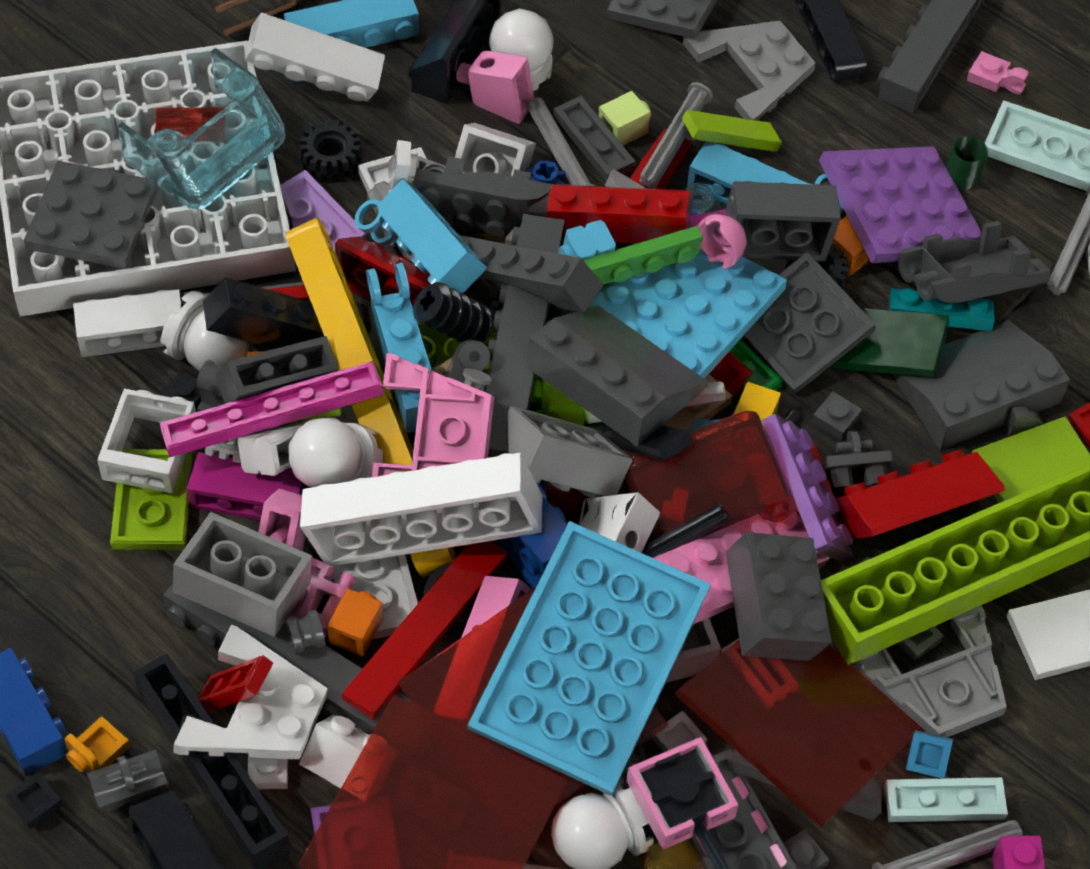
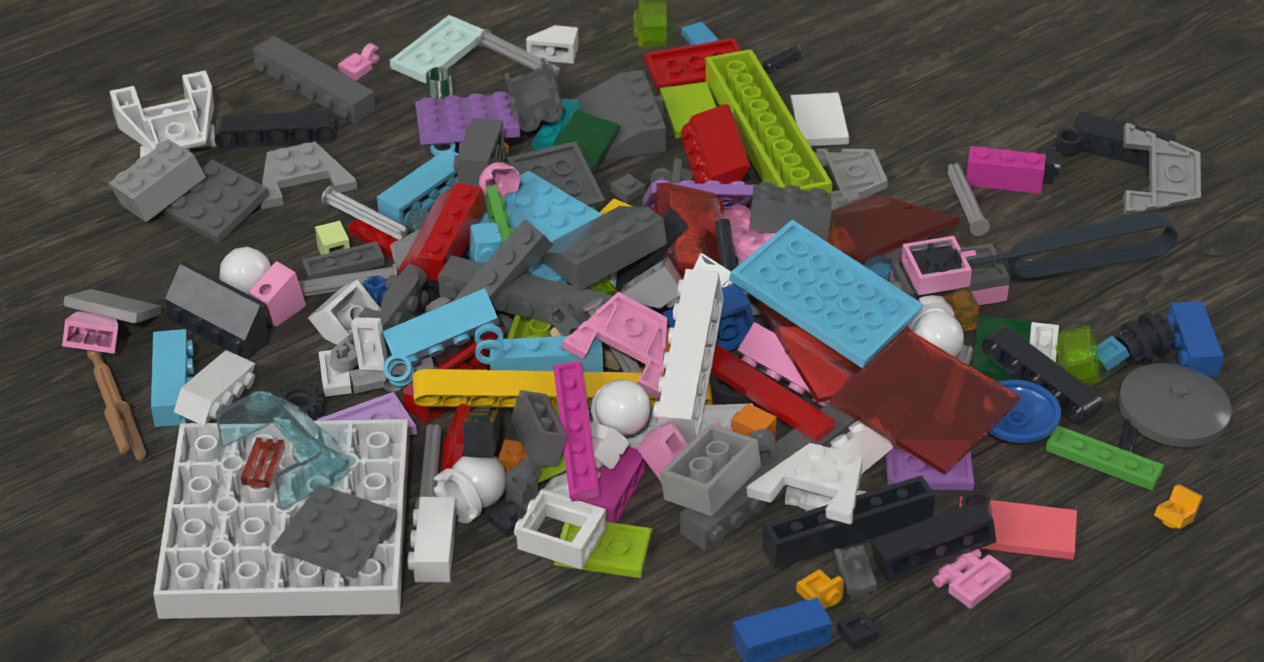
camera: 75 degrees left, 15 degrees down
(235, 684) = (799, 484): red tile -> none
(453, 313) = (520, 312): black piece -> none
(731, 131) = (371, 186): lime tile -> none
(929, 754) = (898, 188): dark azure plate -> none
(945, 799) = (930, 186): light aqua plate -> none

